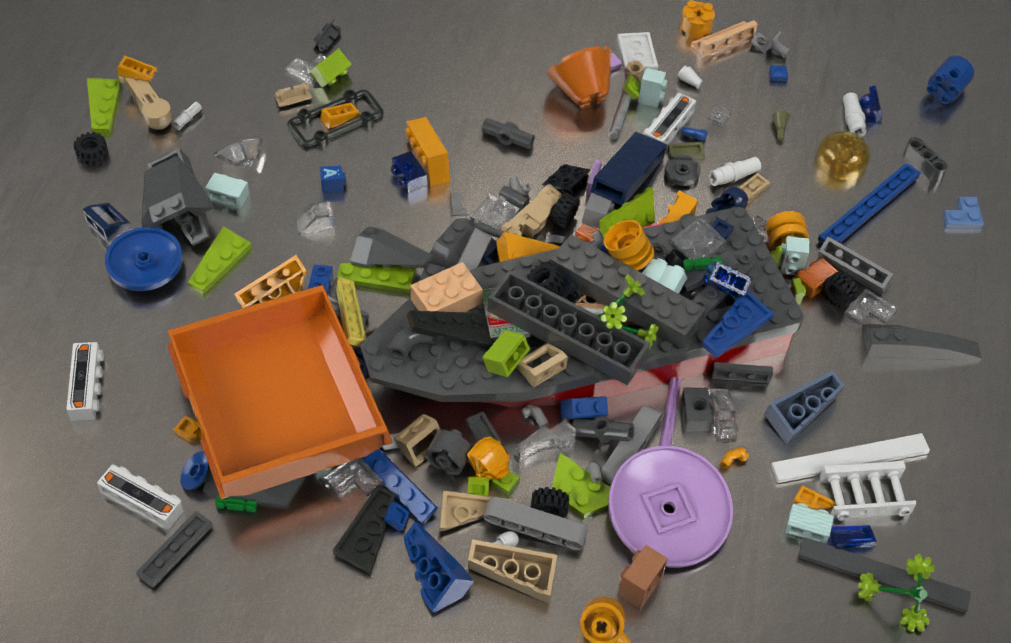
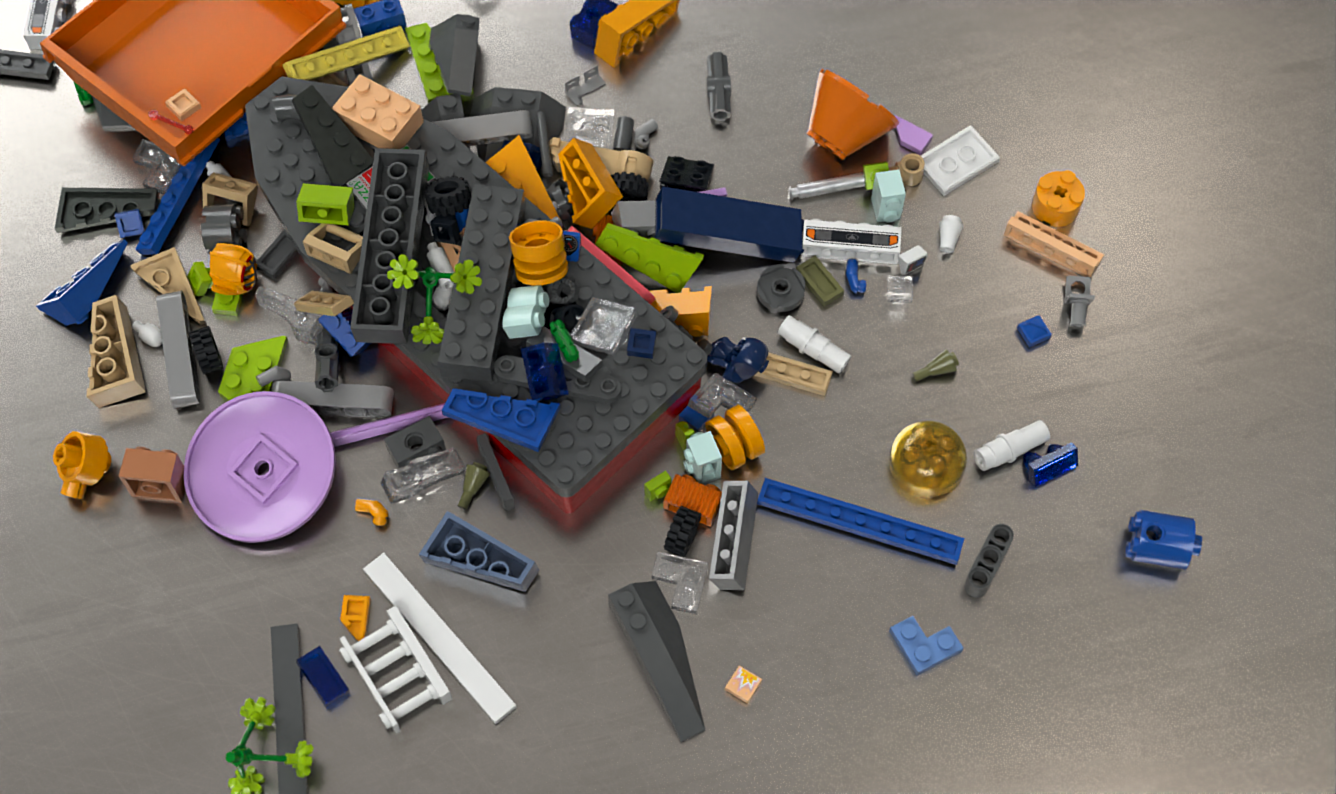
camera: 65 degrees right, 10 degrees up
(349, 431) = (154, 115): none -> clear red hinge
(352, 409) = (183, 104): none -> light nougat tile
(556, 218) = (589, 183): none -> light orange wedge
(567, 404) = (323, 303): none -> tan tile
(702, 99) = (912, 259): none -> white slope
(739, 387) = (474, 478): none -> olive cone
(809, 523) = (316, 621): light aqua brick -> none
(955, 310) = (743, 684): none -> tile

